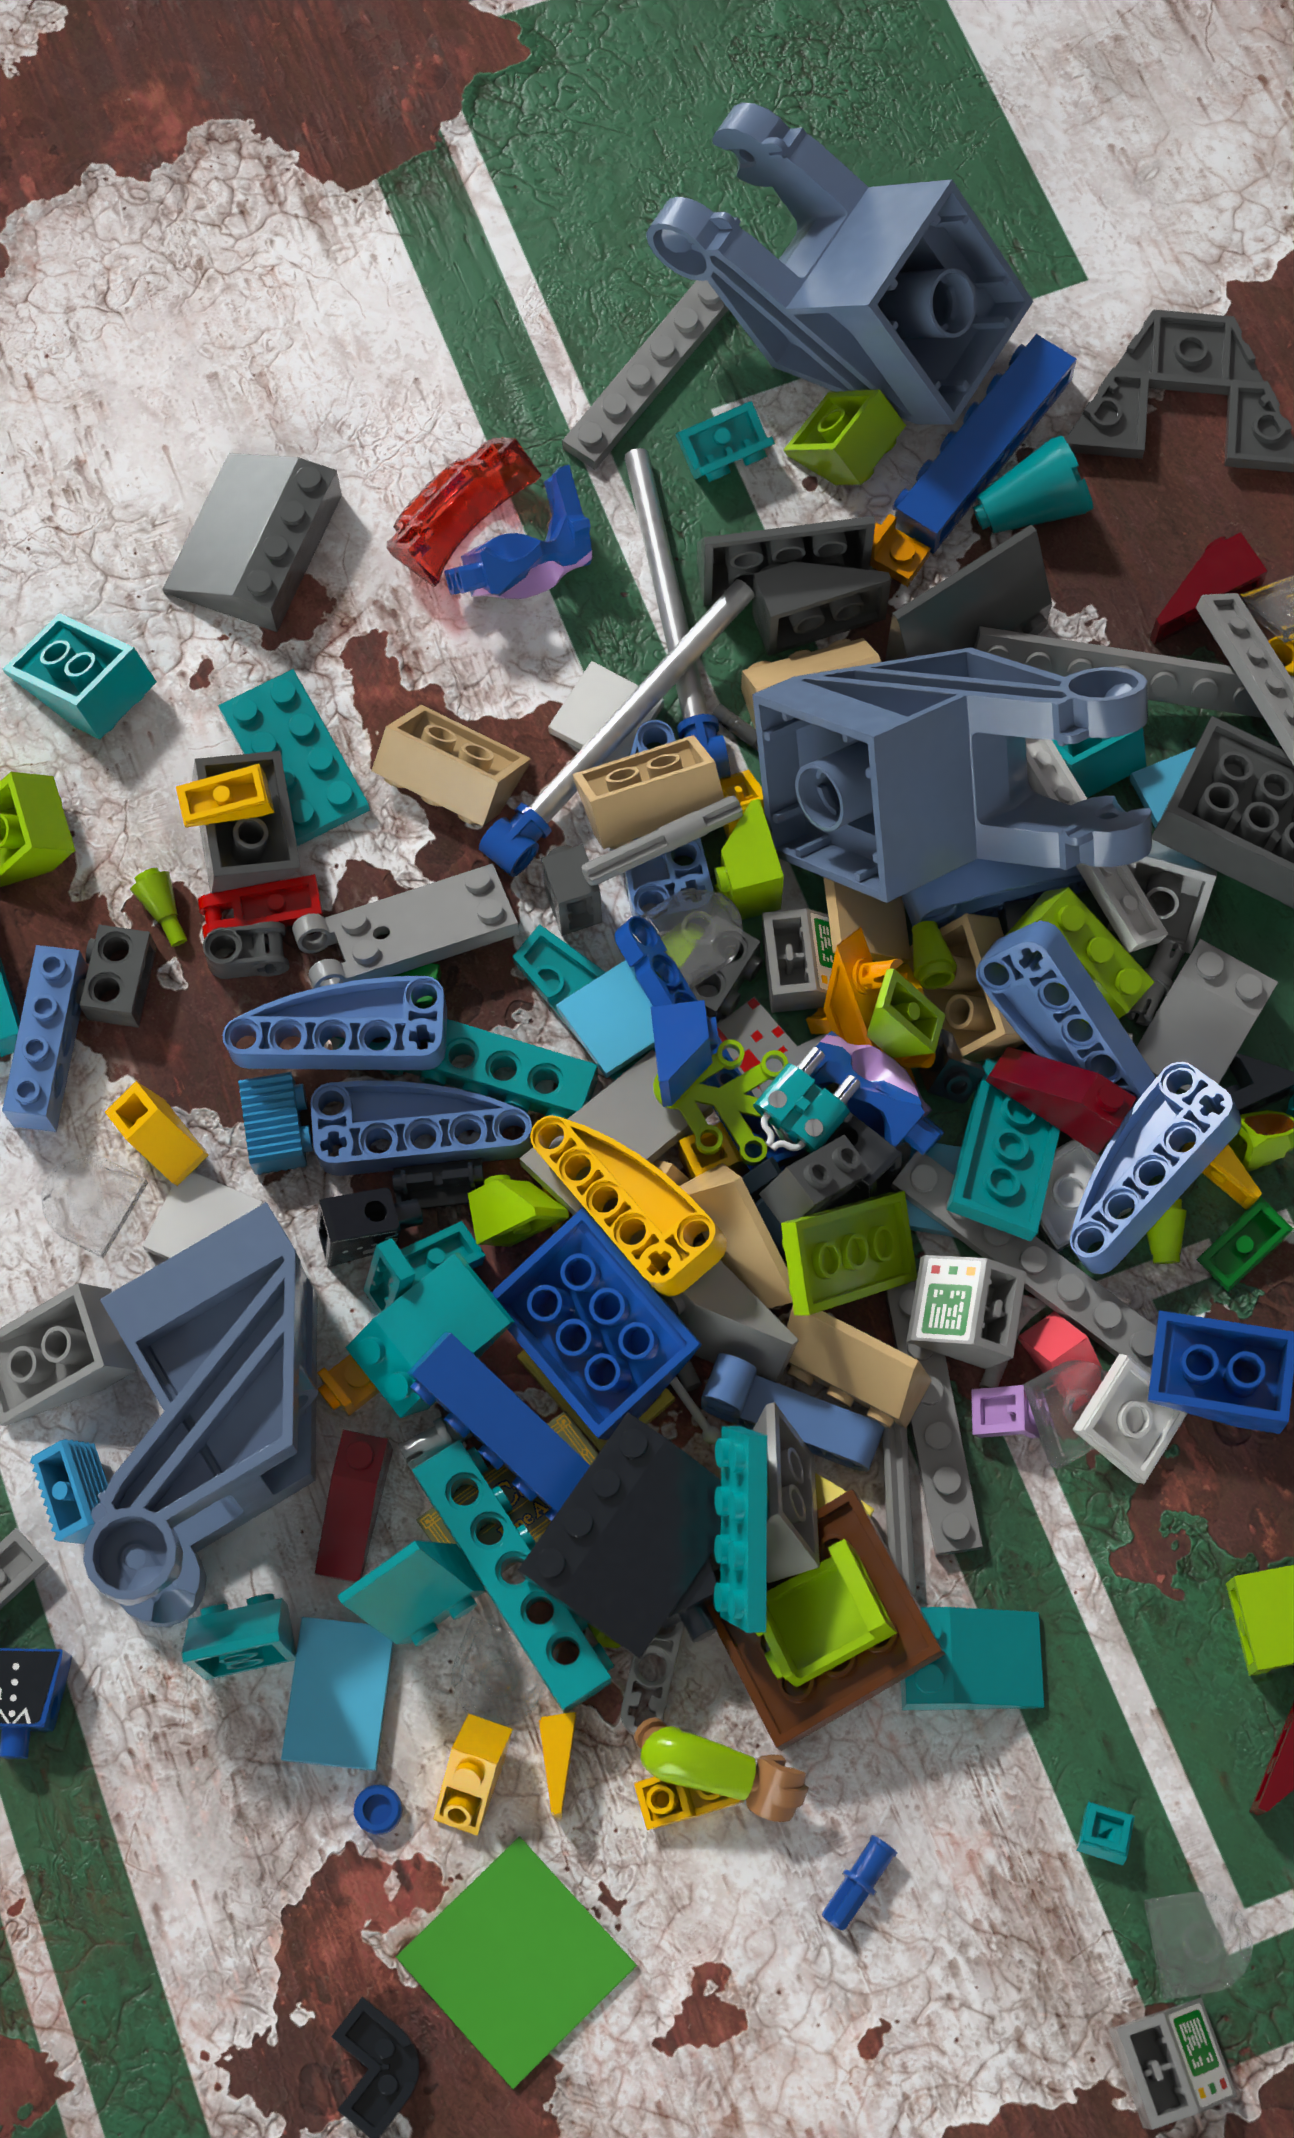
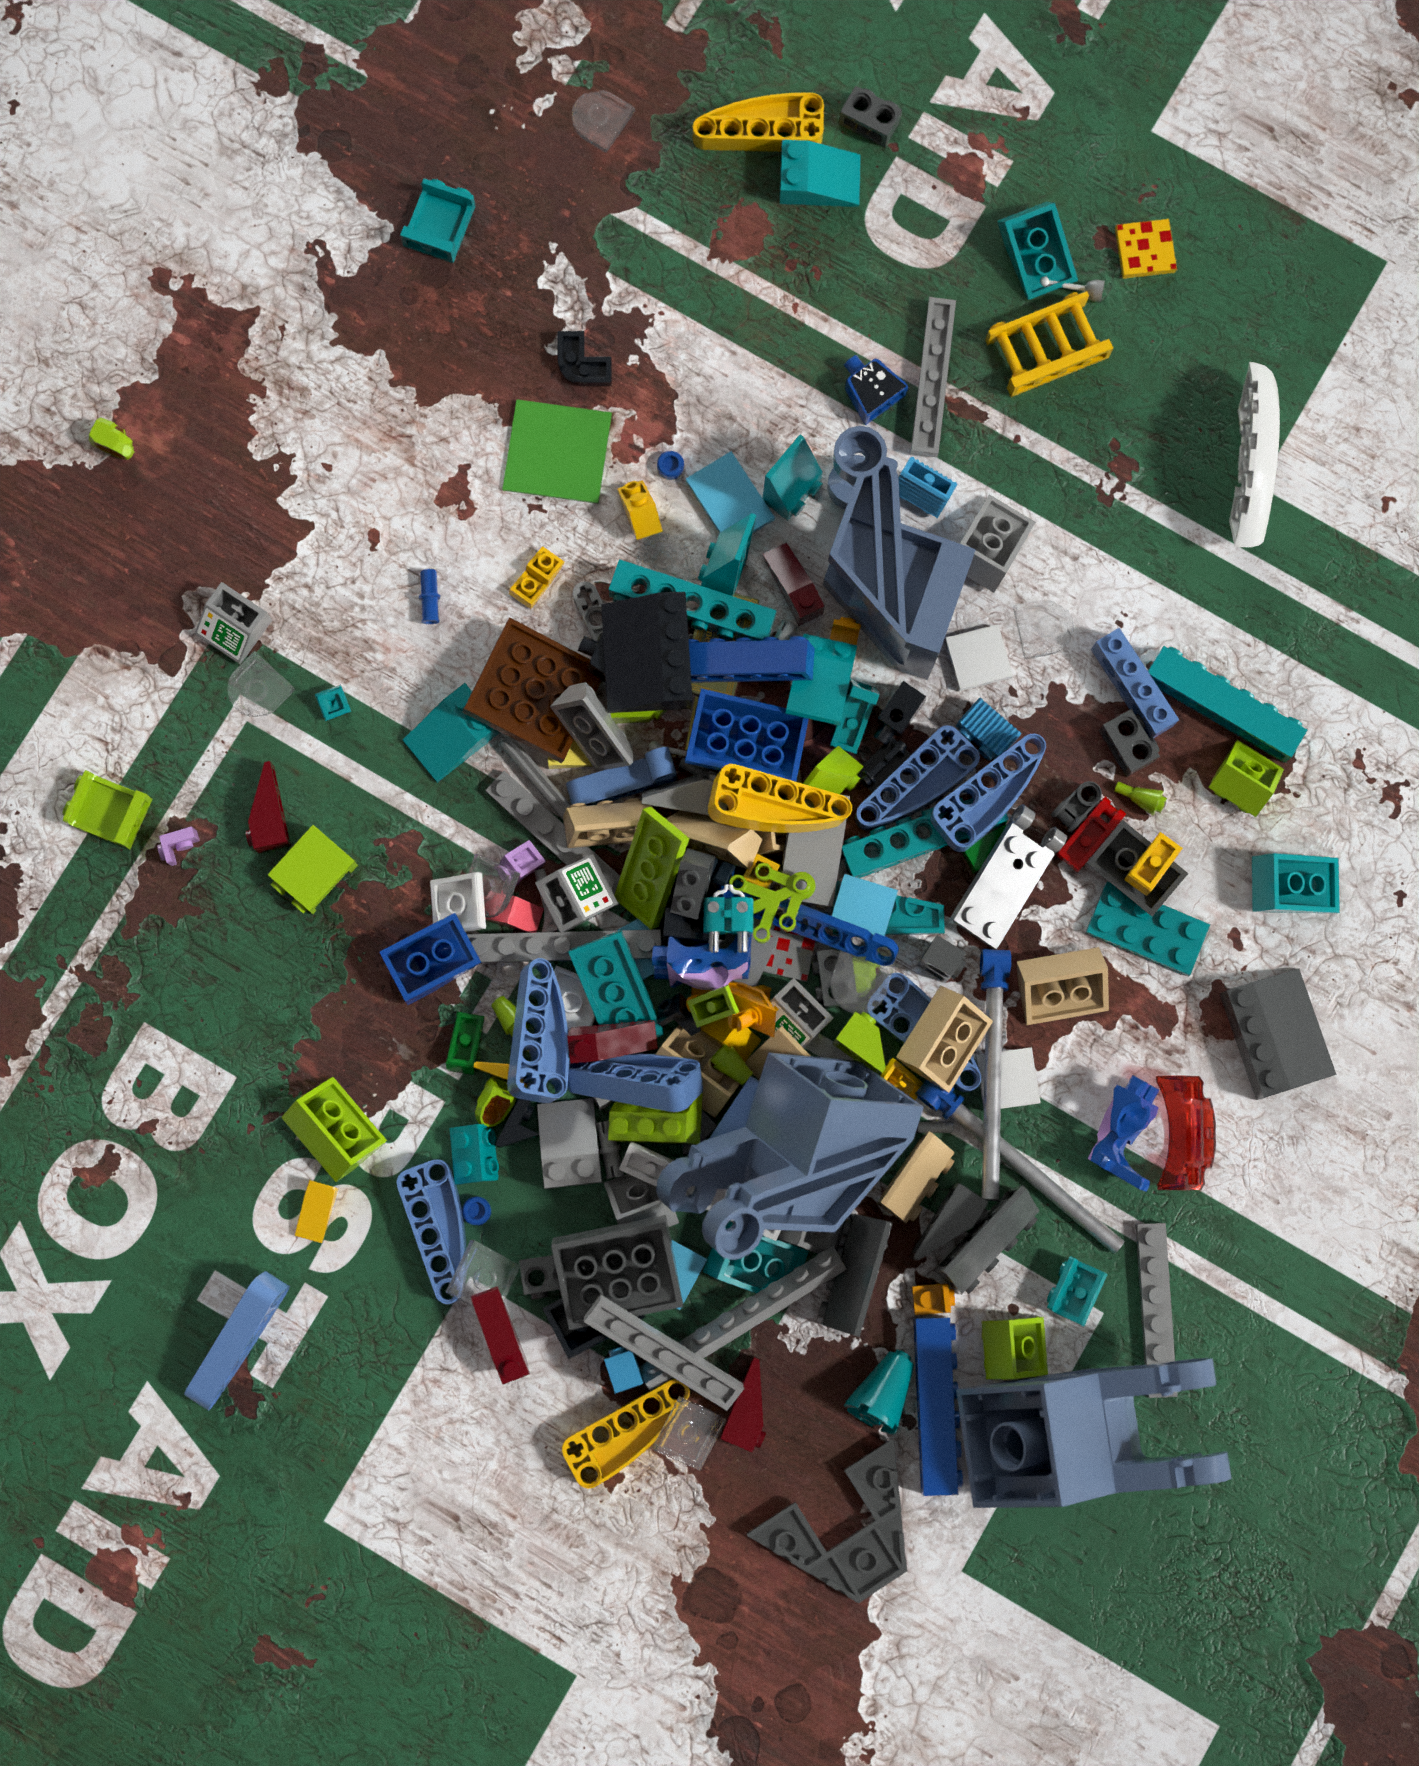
camera: 135 degrees right, 10 degrees up
(156, 1132) = (1037, 678): yellow slope -> none
(557, 1743) = (608, 544): yellow slope -> none
(662, 840) = (911, 1008): light grey axle -> none
(682, 1046) = (812, 899): blue slope -> none
(712, 1767) = (541, 583): lime piece -> none
(743, 1535) = (594, 683): teal plate -> none
(824, 1617) = (533, 685): lime panel -> none

